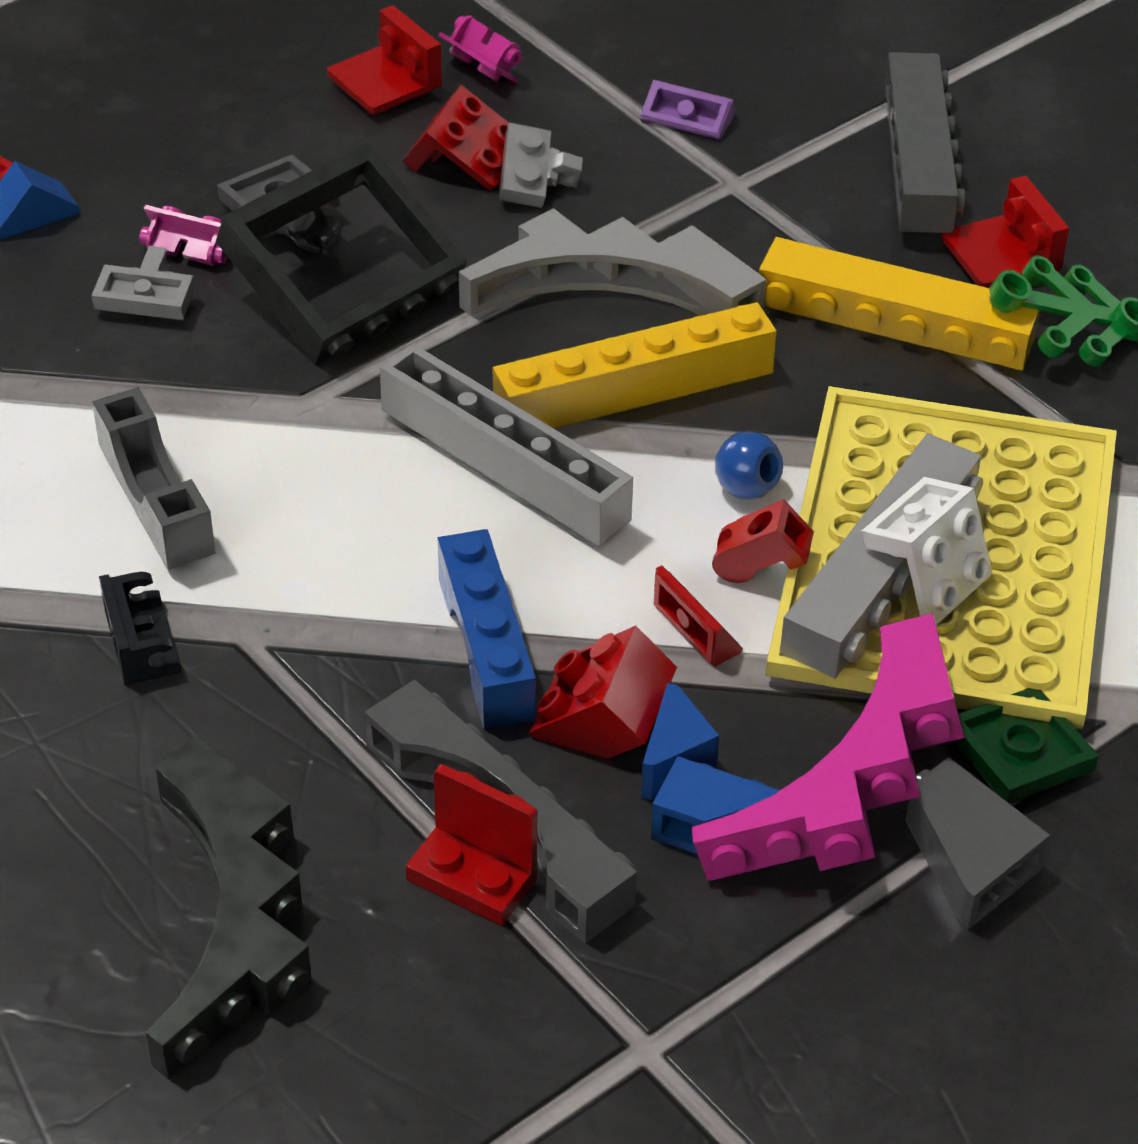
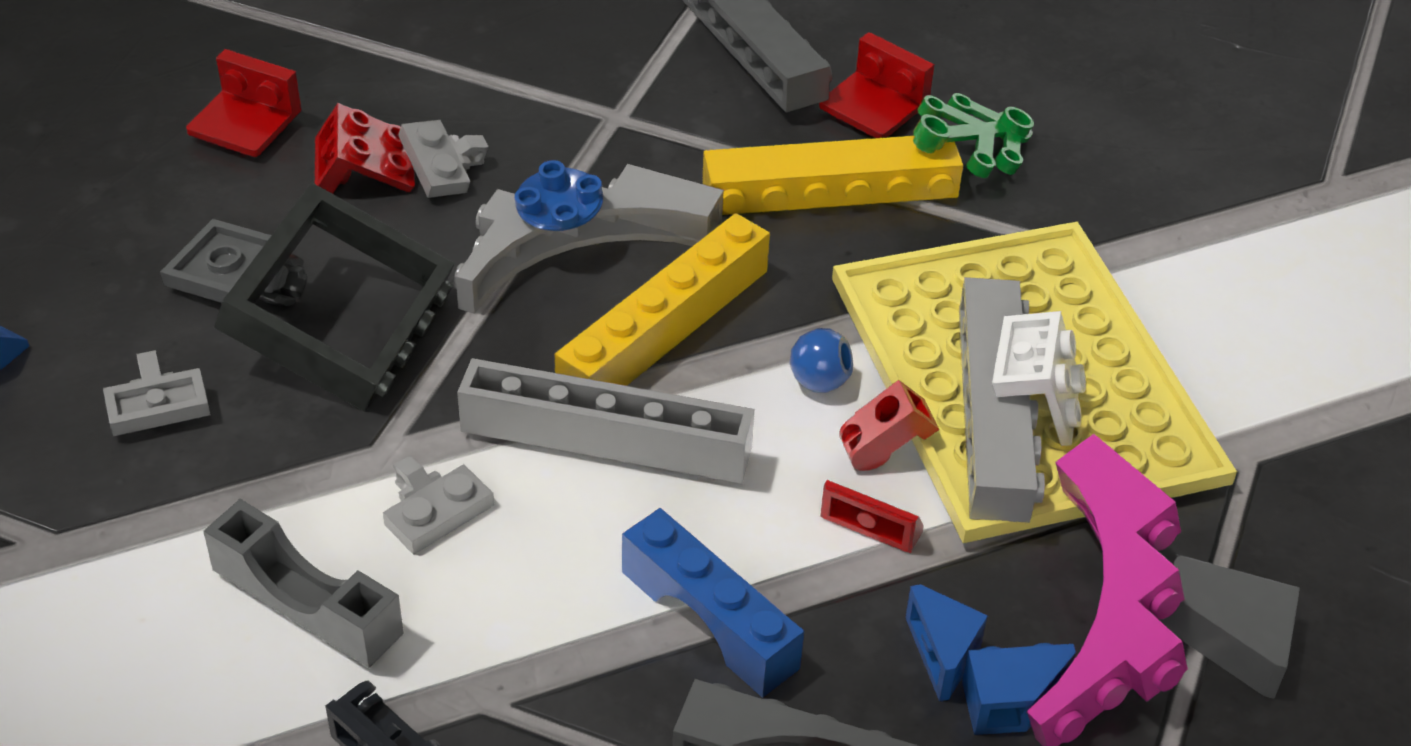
camera: 30 degrees left, 0 degrees up
(172, 227) = (183, 326): dark pink hinge -> none
(315, 461) = (433, 503): none -> light grey hinge
(495, 57) = (337, 69): dark pink hinge -> none
(596, 232) = (559, 197): none -> blue dish
(605, 695) = (855, 621): red slope -> none
(688, 109) = (534, 64): medium lavender slope -> none
(1023, 753) = (1215, 520): dark green plate -> none

